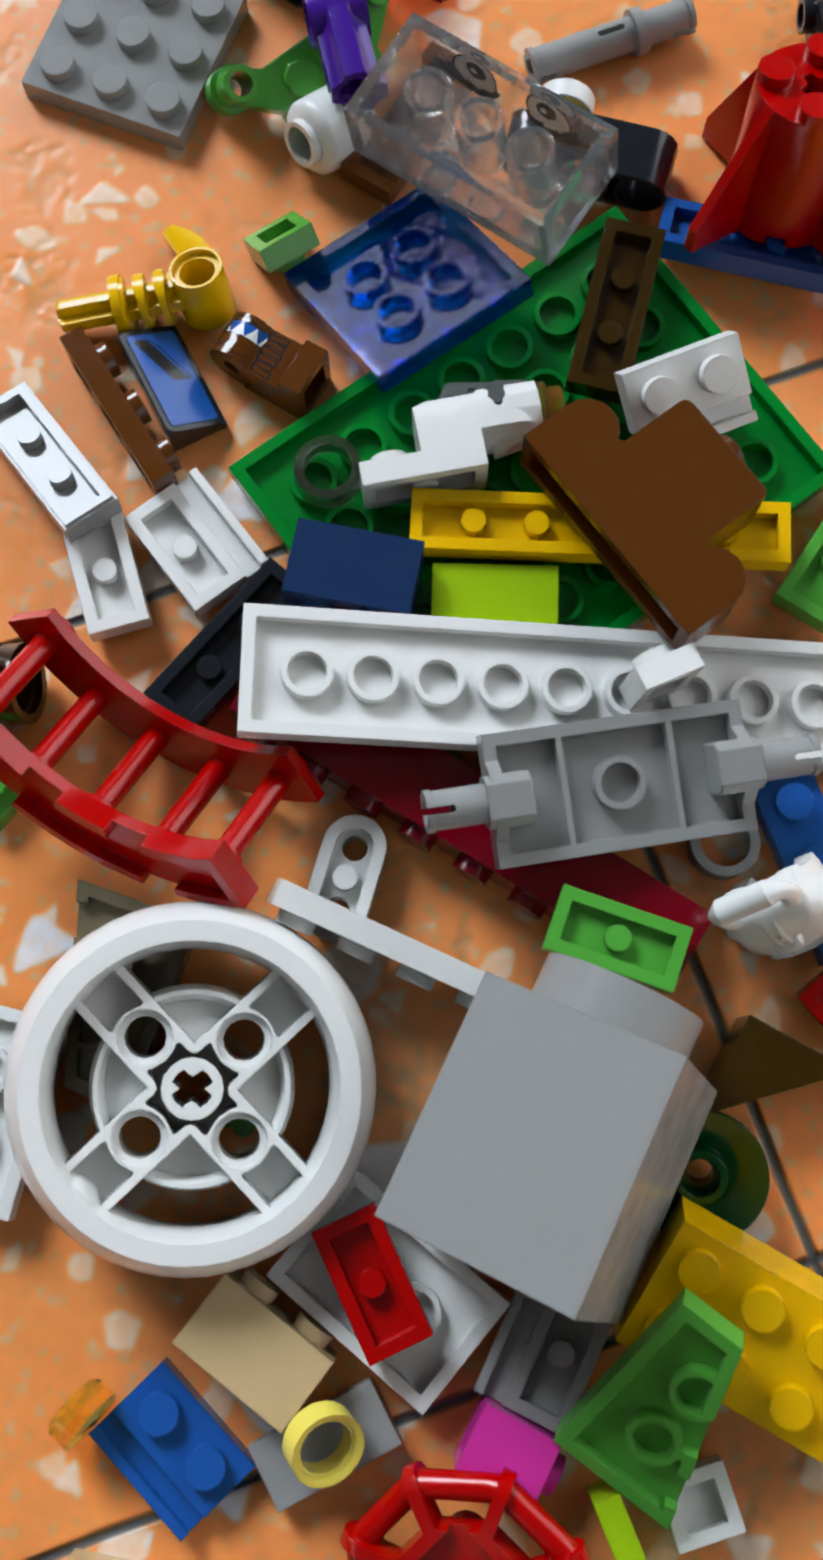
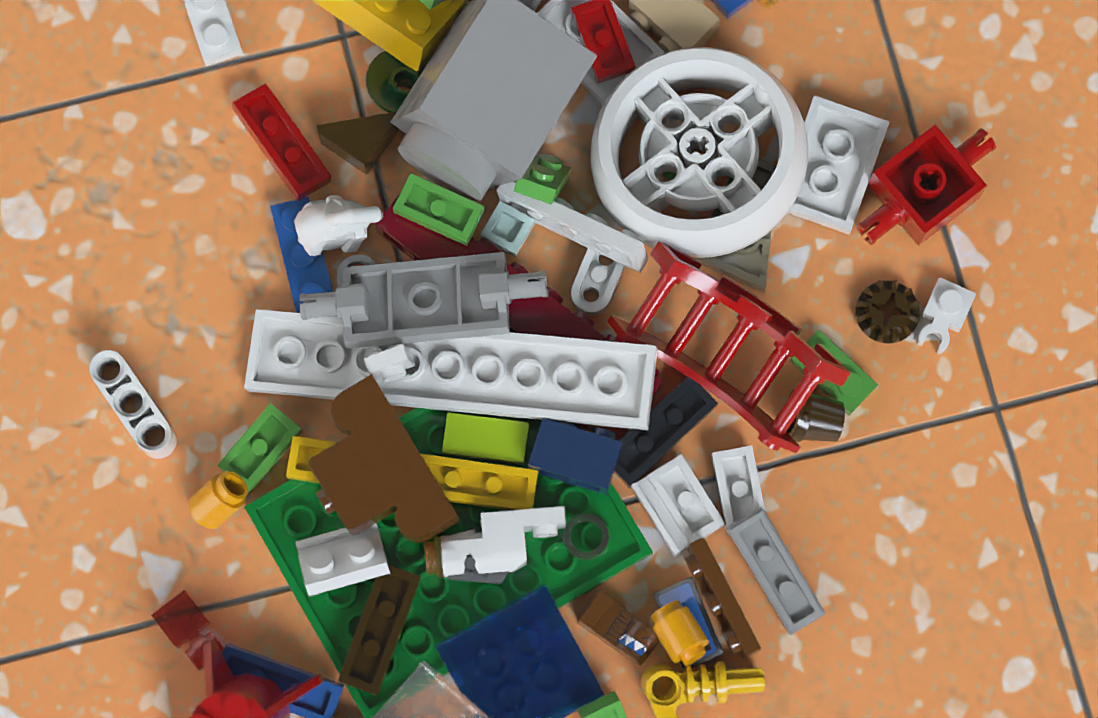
camera: 175 degrees left, 0 degrees up
(179, 351) = (679, 633): none -> light orange brick
(441, 1011) = (543, 178): none -> bright green plate
(498, 940) = (508, 228): none -> light aqua plate

